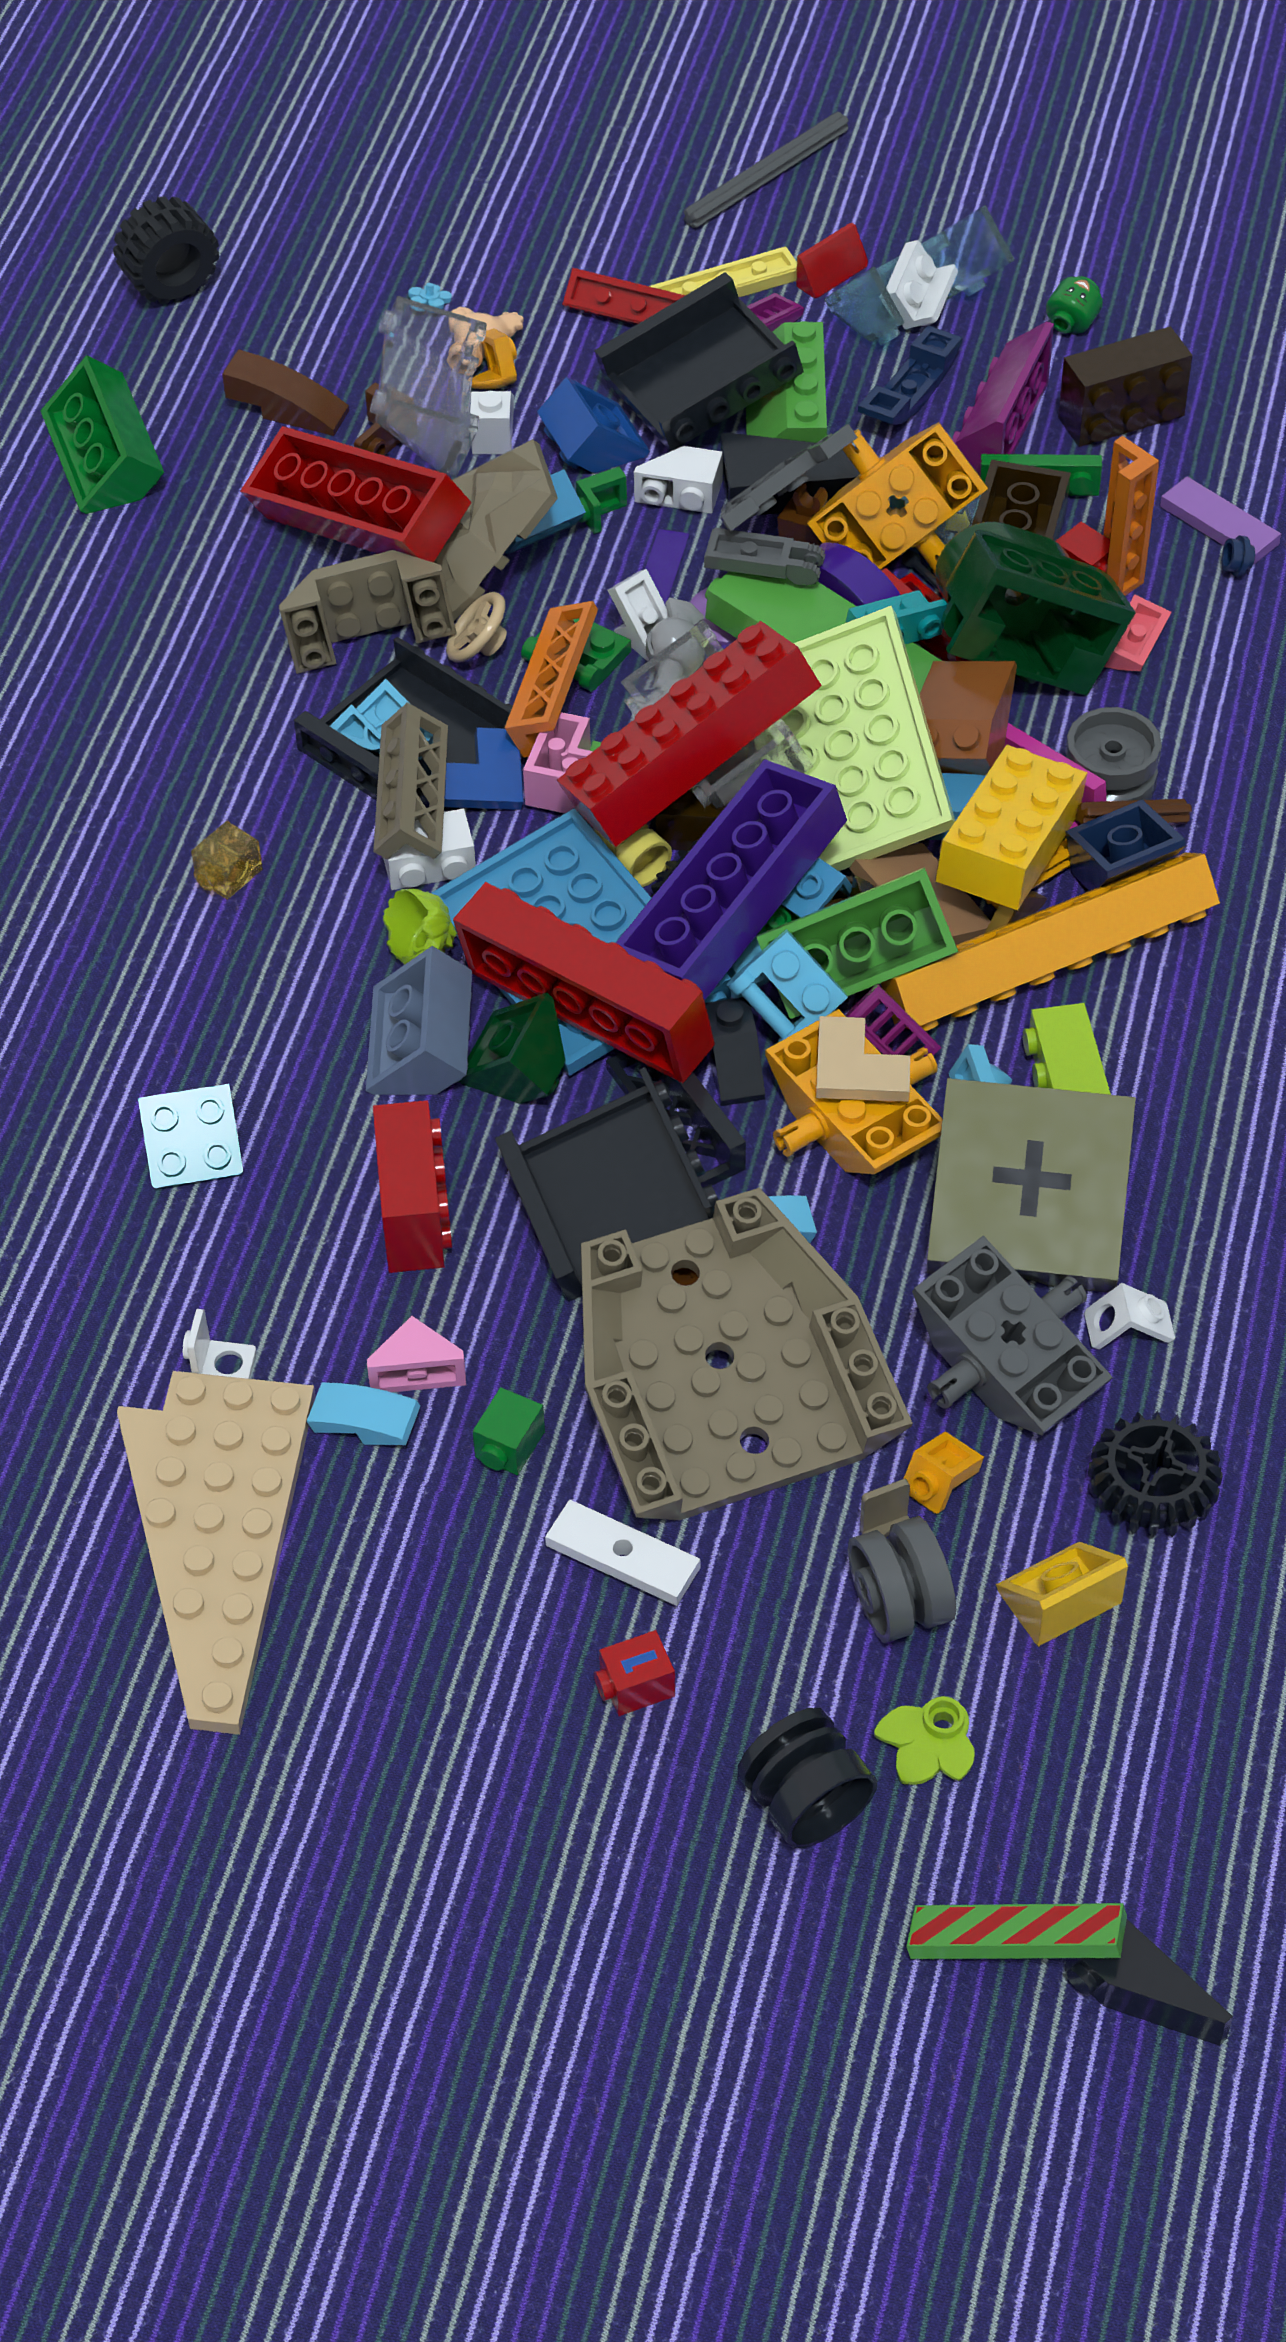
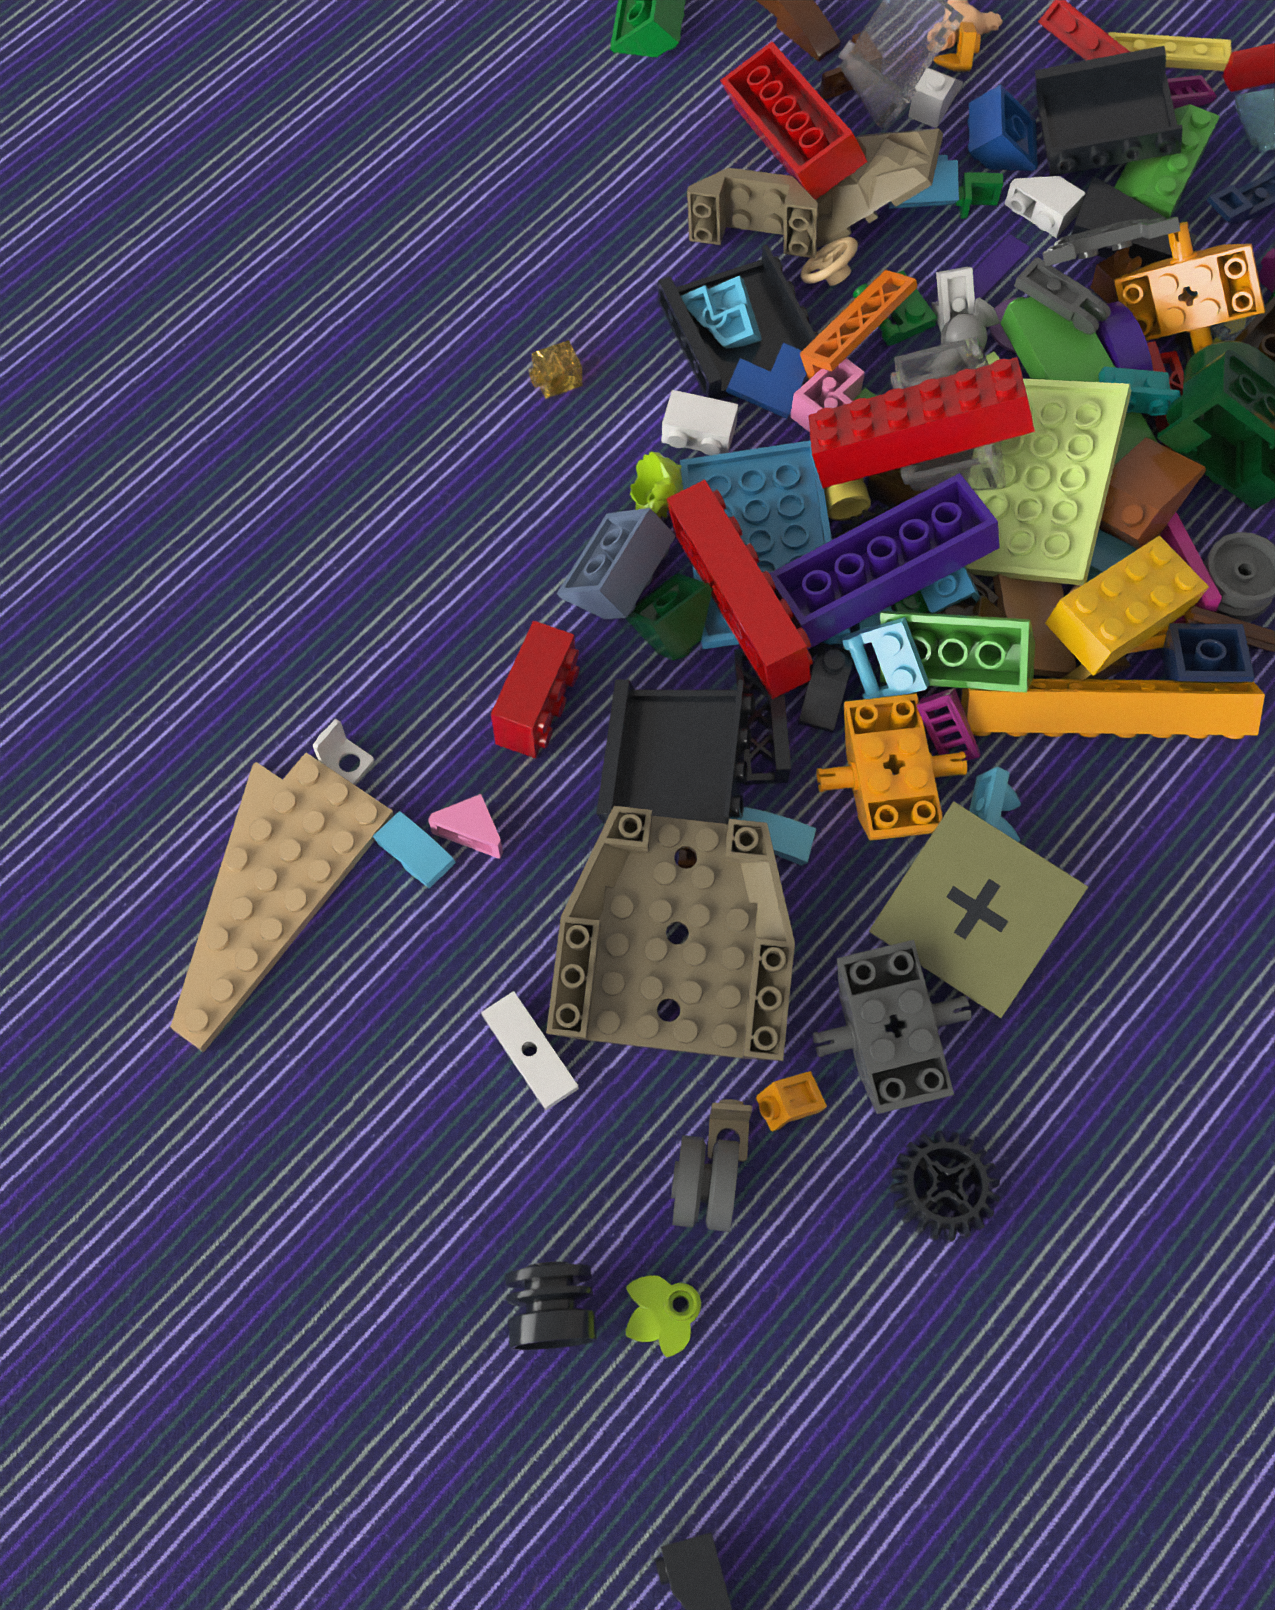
camera: 25 degrees right, 15 degrees up
(190, 1136) = (415, 574): bracket -> none
(401, 775) = (698, 364): dark tan fence -> none
(508, 1431) = (501, 915): green brick -> none
(635, 1673) = (483, 1152): red brick -> none
(850, 1073) = (891, 750): tan tile -> none
(1017, 1931) = (633, 1513): bright green tile -> none
(1064, 1050) = (1066, 815): lime brick -> none
(1065, 1590) = (825, 1241): yellow slope -> none
(1132, 1310) = (1003, 1045): white bracket -> none

